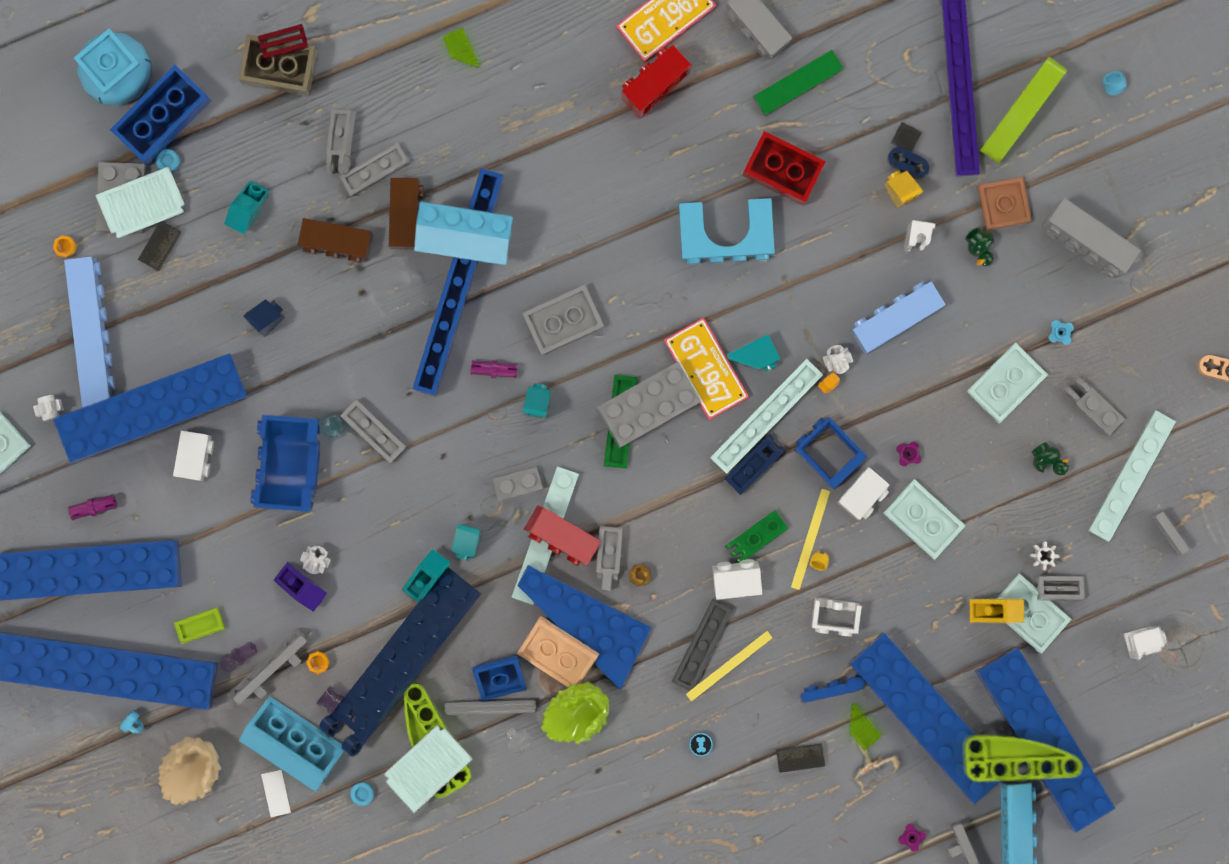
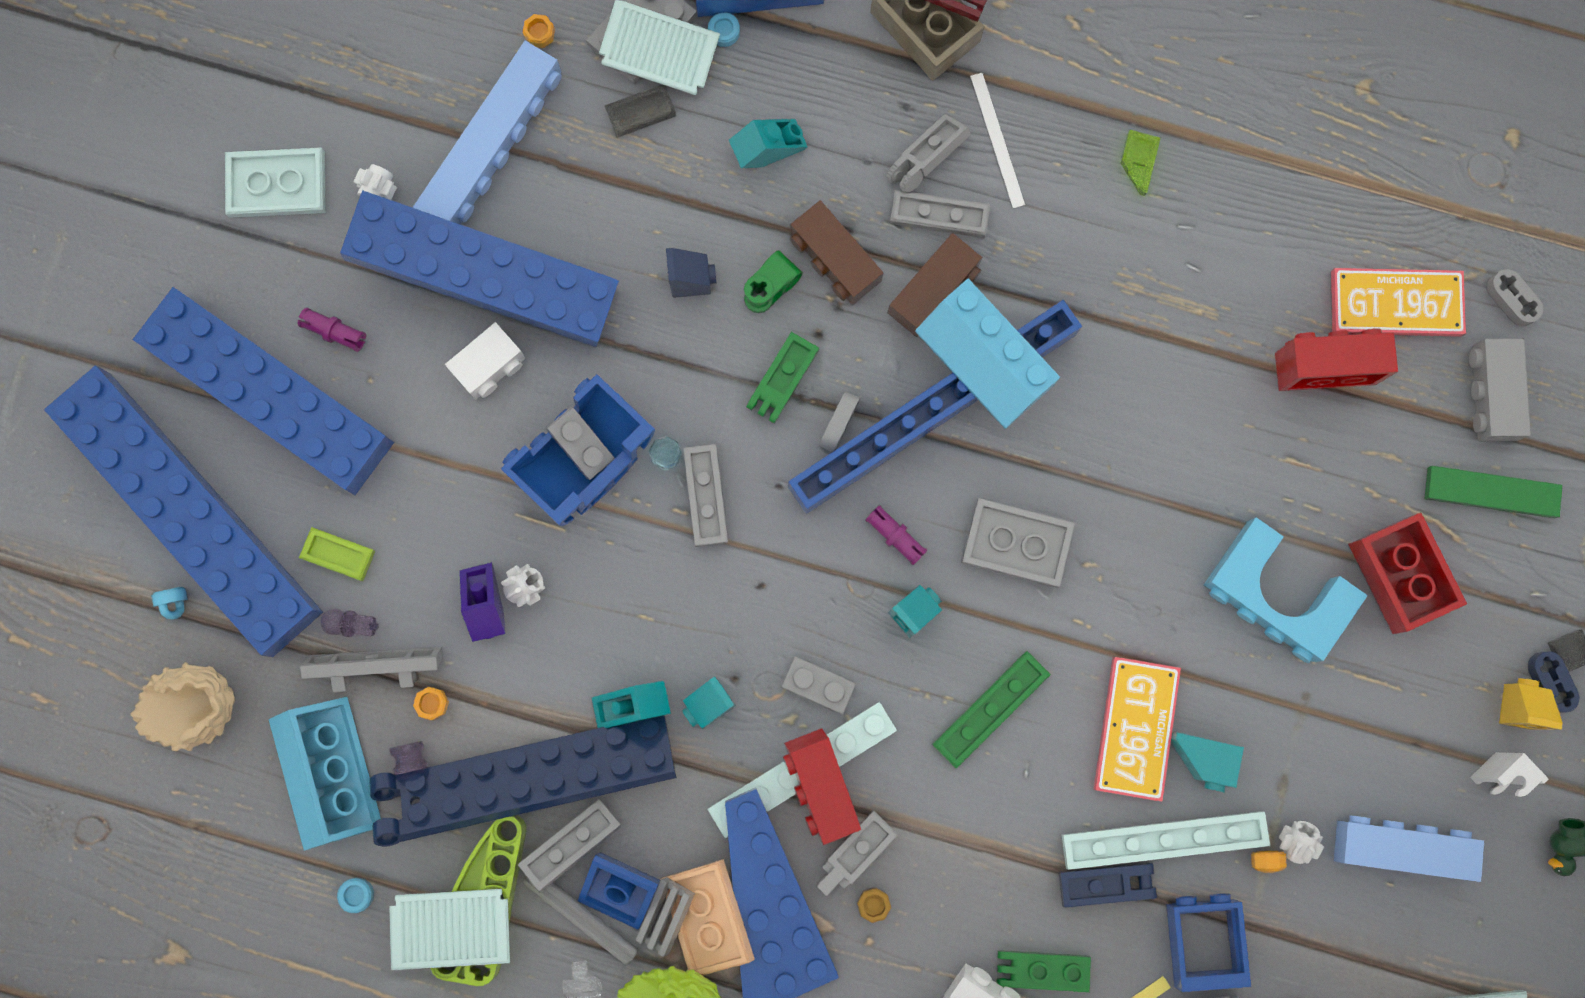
camera: 40 degrees right, 5 degrees down
(276, 793) = (261, 813): white sticker -> none
(282, 458) = (580, 443): none -> light grey plate
(313, 280) = (774, 278): none -> green piece
(362, 331) = (783, 376): none -> green hinge
(372, 100) = (997, 140): none -> white sticker
(413, 332) = (839, 421): none -> light grey beam
(454, 675) = (569, 846): none -> light grey plate
(526, 672) = (653, 911): none -> light grey tile
(648, 404) = (1040, 717): light grey brick -> none

